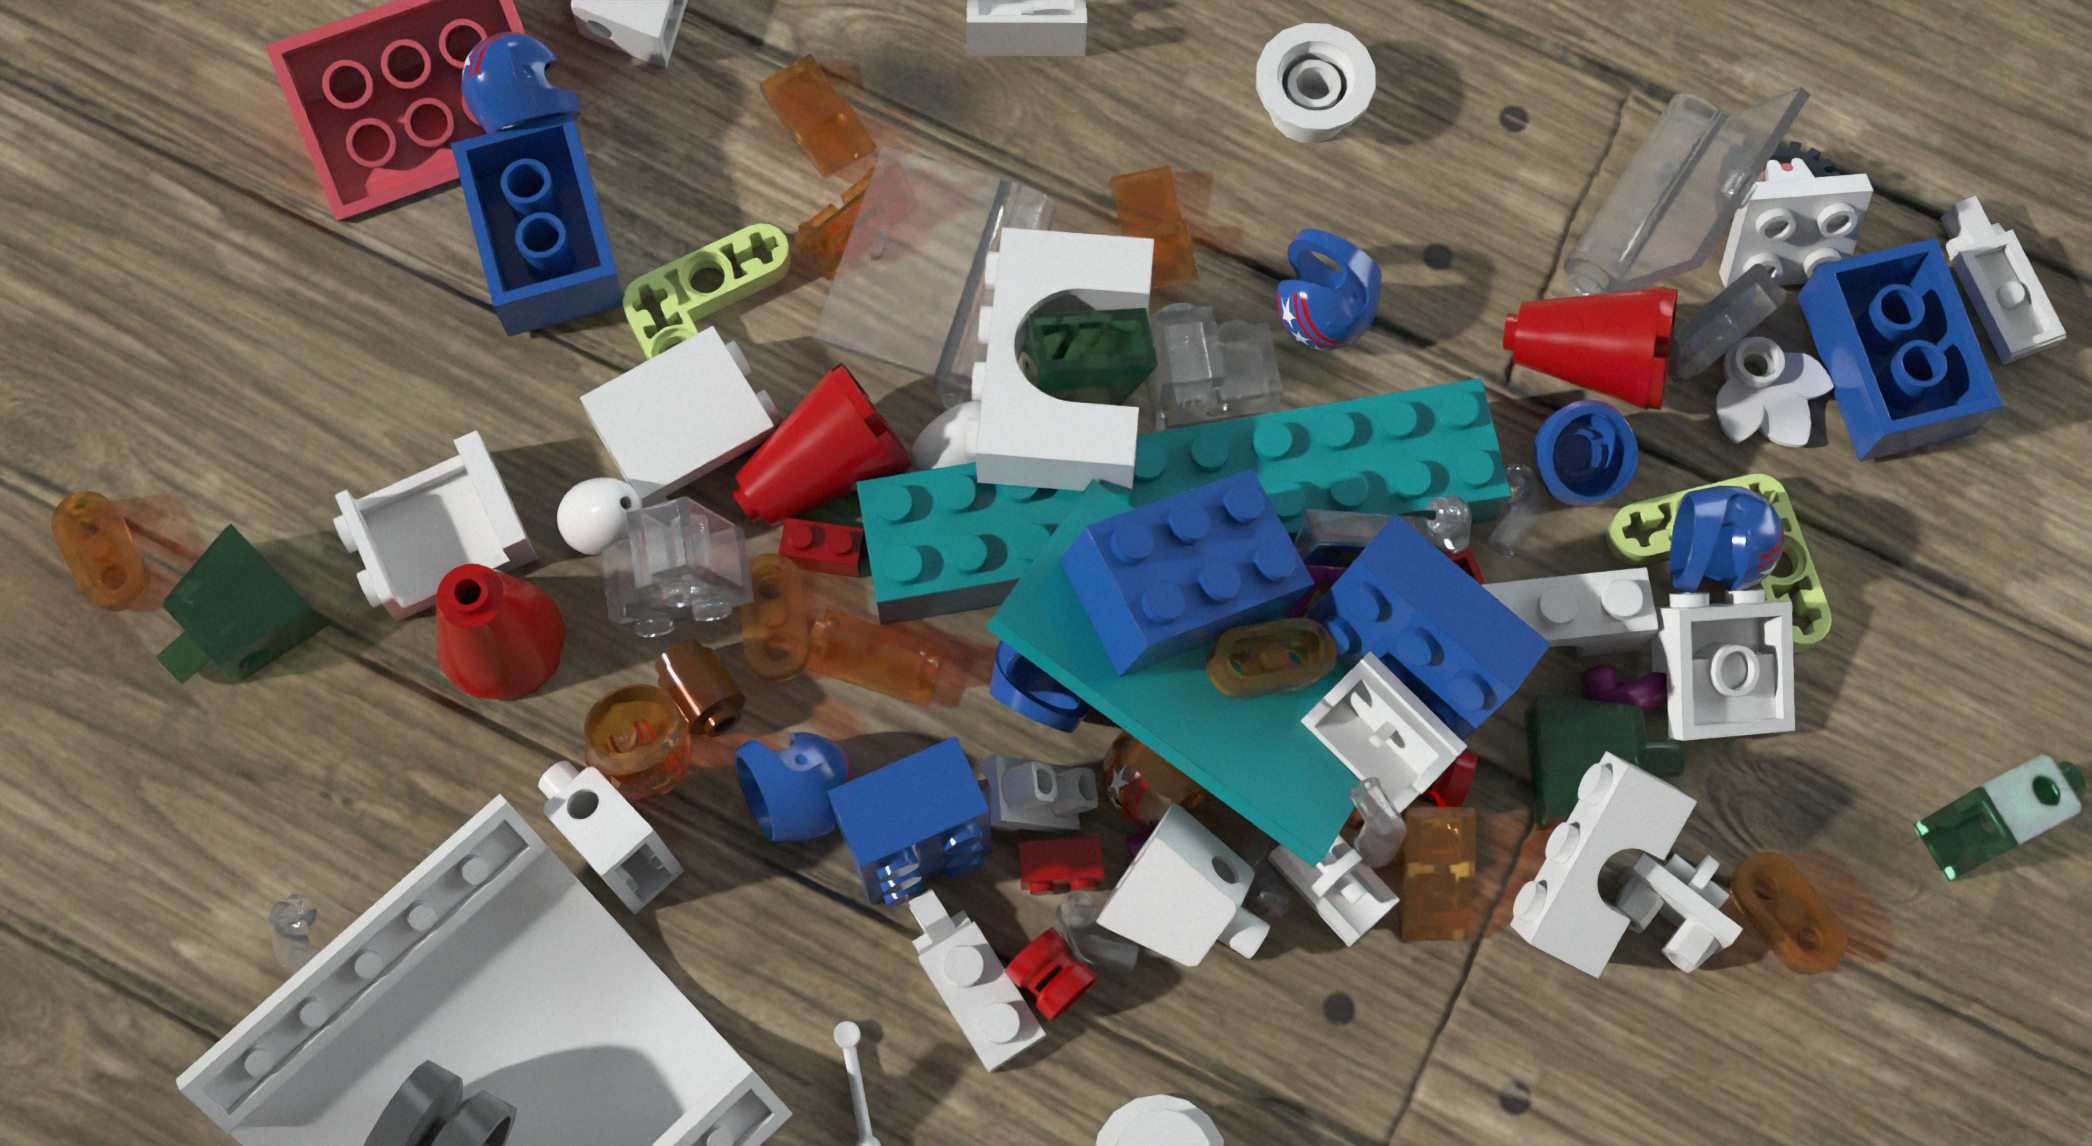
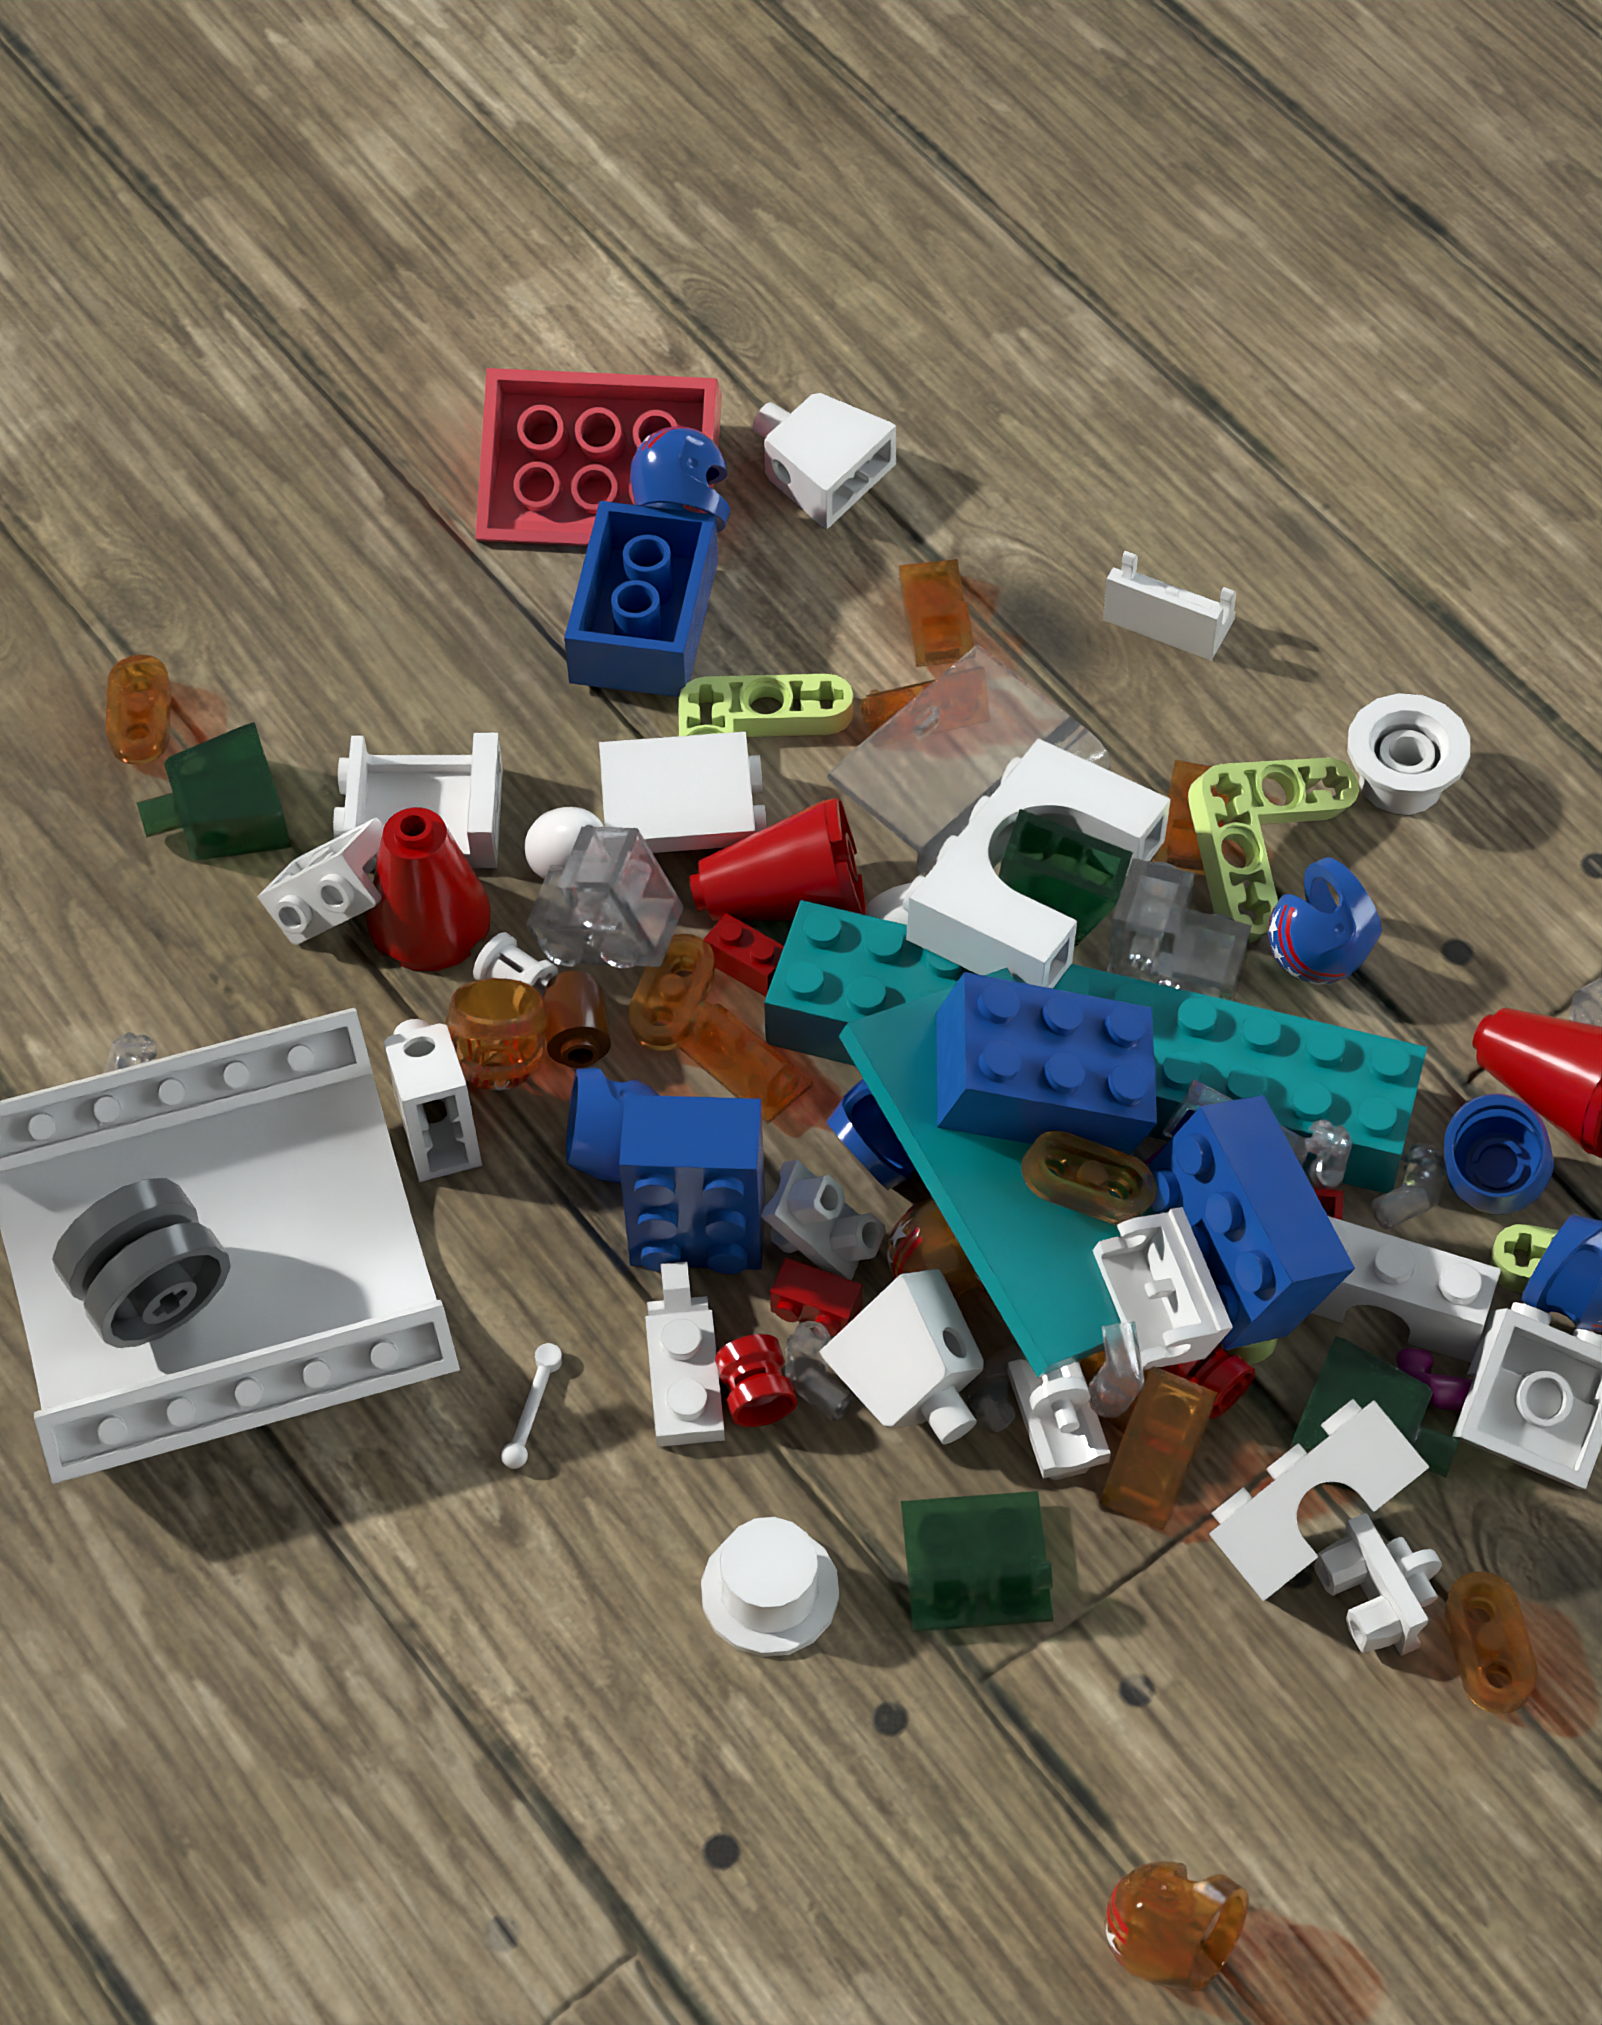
camera: 30 degrees right, 15 degrees down
(389, 660) = (326, 884): none -> white bracket
(599, 652) = (504, 960): none -> white bush
(1202, 204) = (1248, 810): none -> yellowish green beam
(1326, 1049) = (976, 1561): none -> clear green hinge

